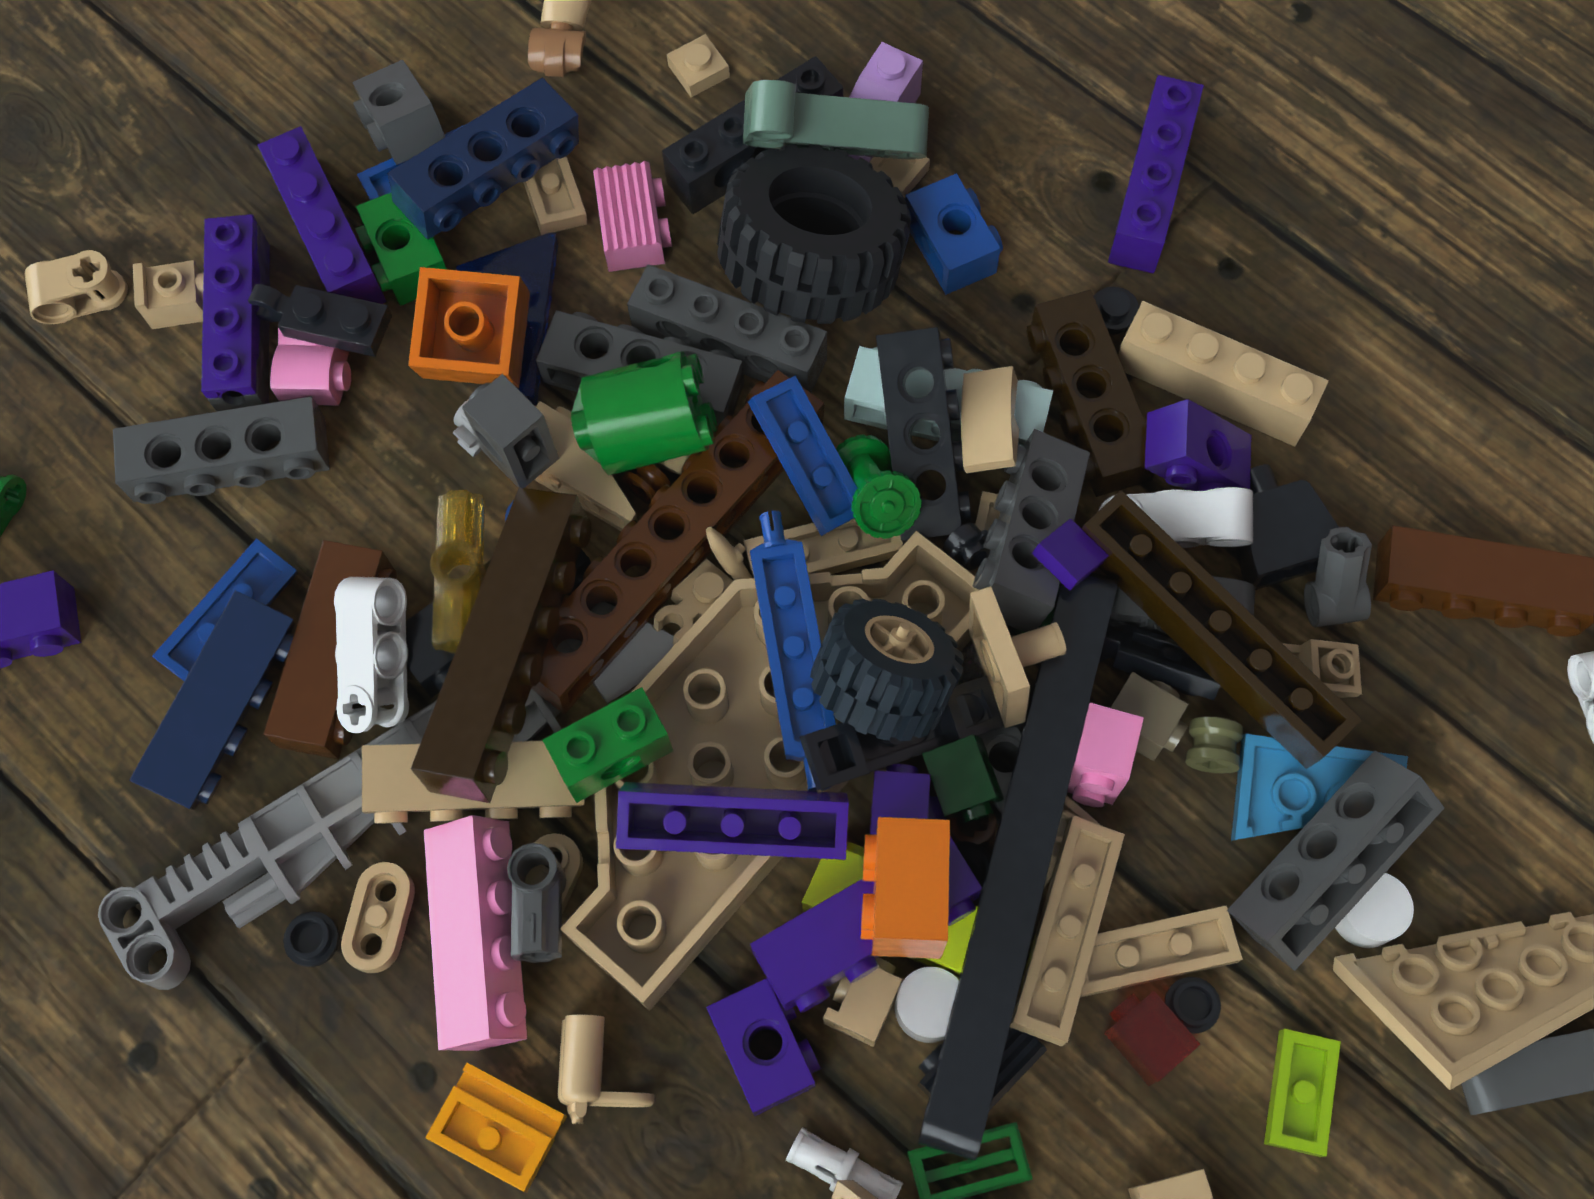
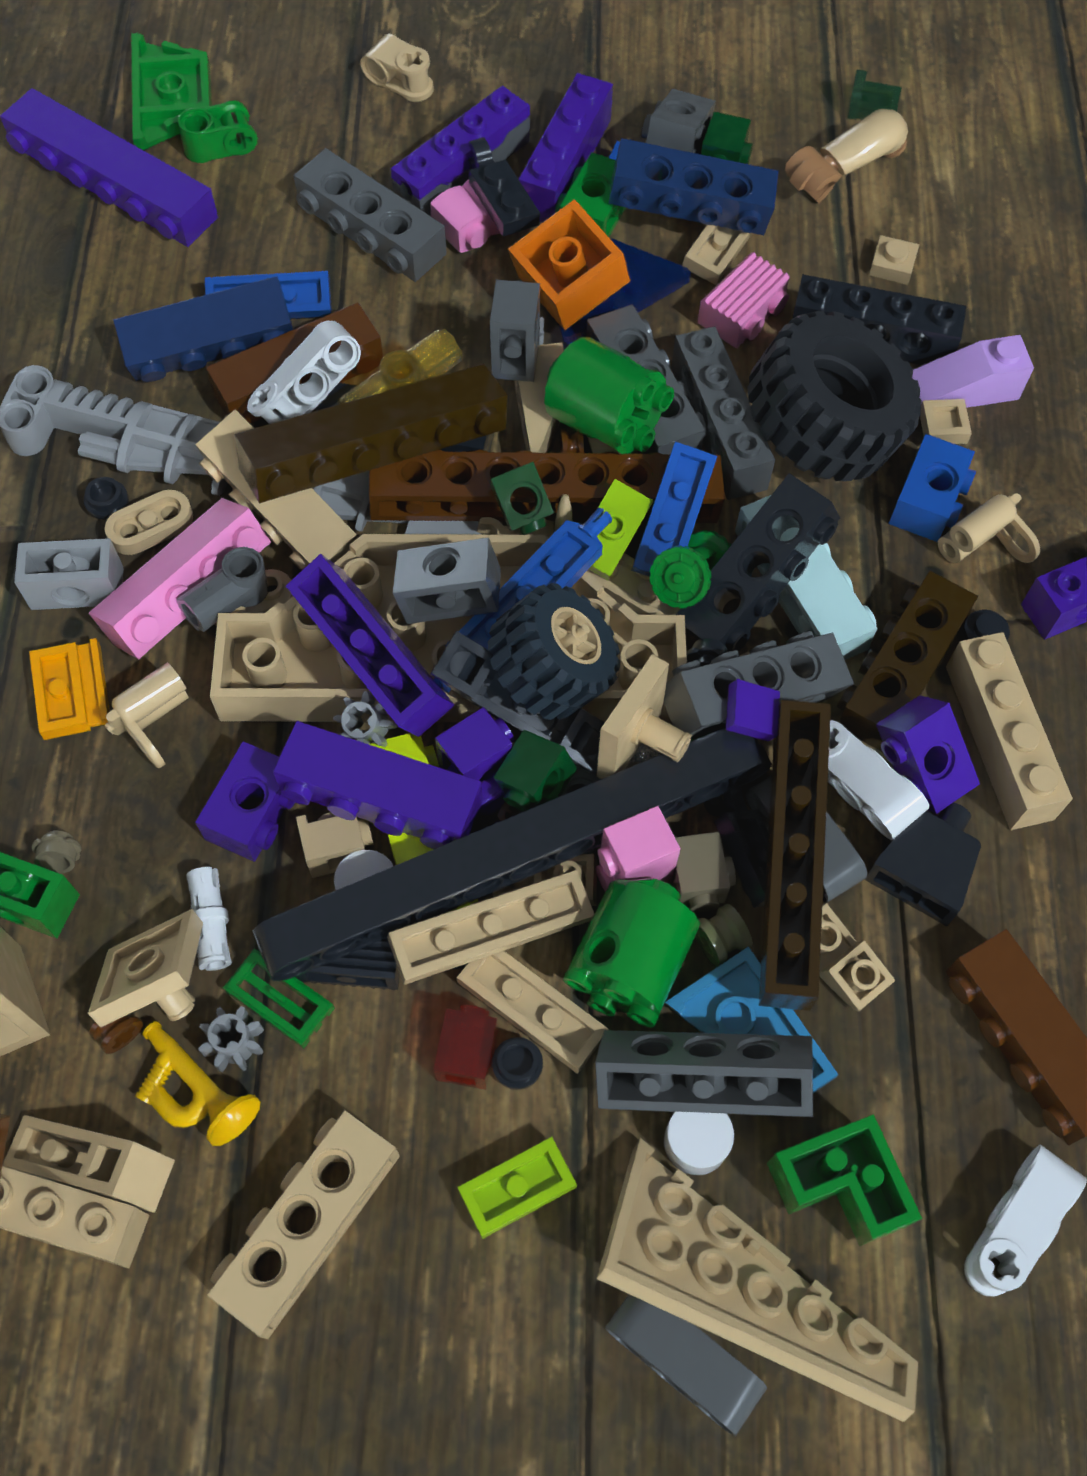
camera: 45 degrees right, 5 degrees down
(169, 293) = (437, 108): tan brick -> none
(376, 1037) = (67, 573): none -> light grey brick
(453, 90) = (728, 138): none -> dark green brick
(608, 744) = (356, 538): green brick -> none
(665, 568) = (525, 477): none -> dark green brick
(754, 694) = (447, 580): none -> dark grey brick
(771, 491) = (627, 512): none -> lime plate
(800, 894) = (352, 721): none -> light grey gear
(856, 125) = (934, 356): sand green beam -> none
(910, 887) = (406, 770): orange brick -> none
(988, 419) = (804, 599): tan slope -> none
(1025, 228) = (986, 523): none -> tan piece
(1181, 827) = (633, 949): none -> green cylinder
(1340, 584) = (924, 927): dark grey piece -> none
(1497, 811) = (856, 1168): none -> green brick

